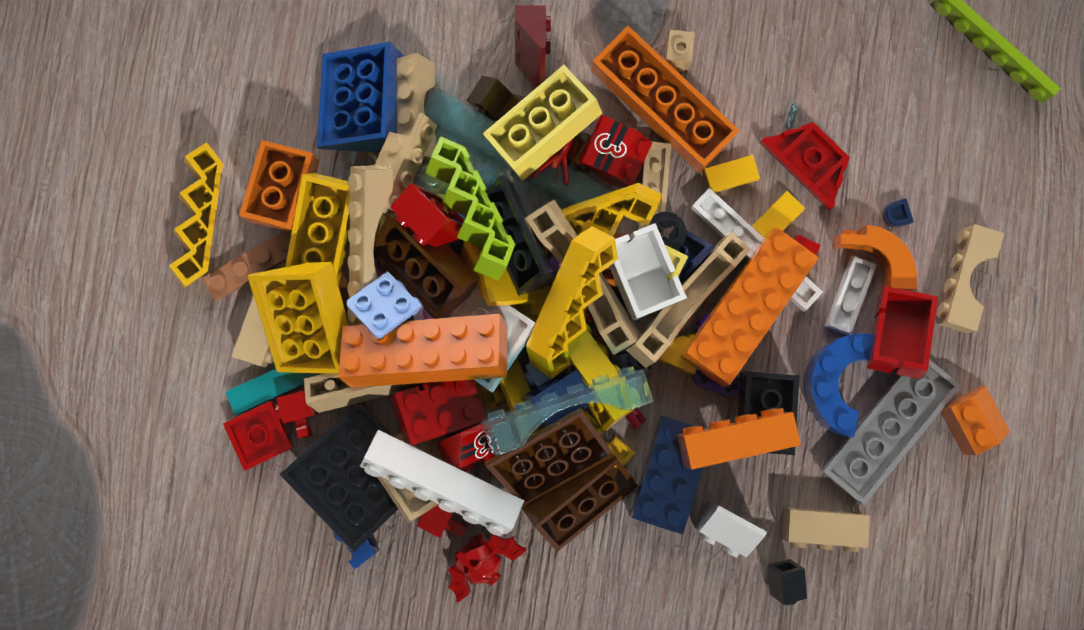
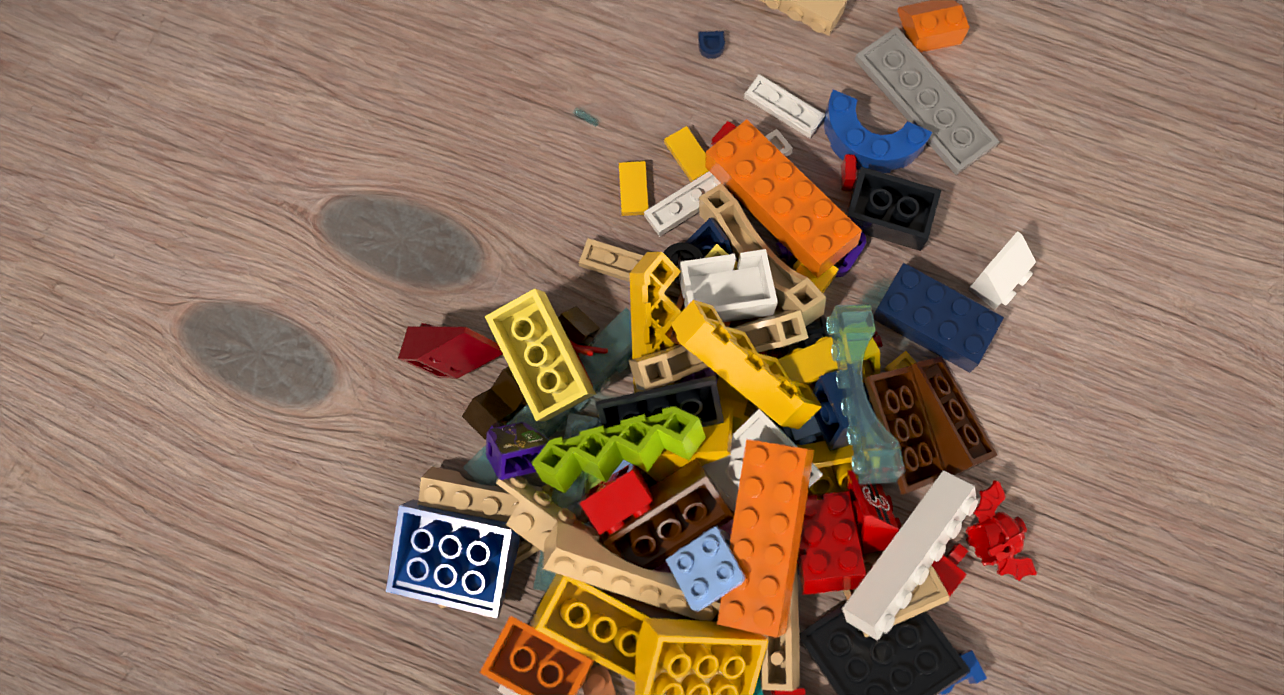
camera: 75 degrees left, 10 degrees down
(455, 120) = (513, 449): none -> torso
(615, 152) = (586, 293): red slope -> none
(663, 99) = (540, 233): orange brick -> none
(679, 49) = (489, 208): tan brick -> none
(738, 440) = (920, 235): orange brick -> none
(787, 582) = (1065, 230): black brick -> none
(796, 367) = (848, 172): none -> red tile
(811, 159) = (638, 109): red wing -> none
(826, 529) = (1016, 183): tan brick -> none
(893, 255) = (751, 57): orange arch -> none
(903, 332) = (835, 62): red piece -> none

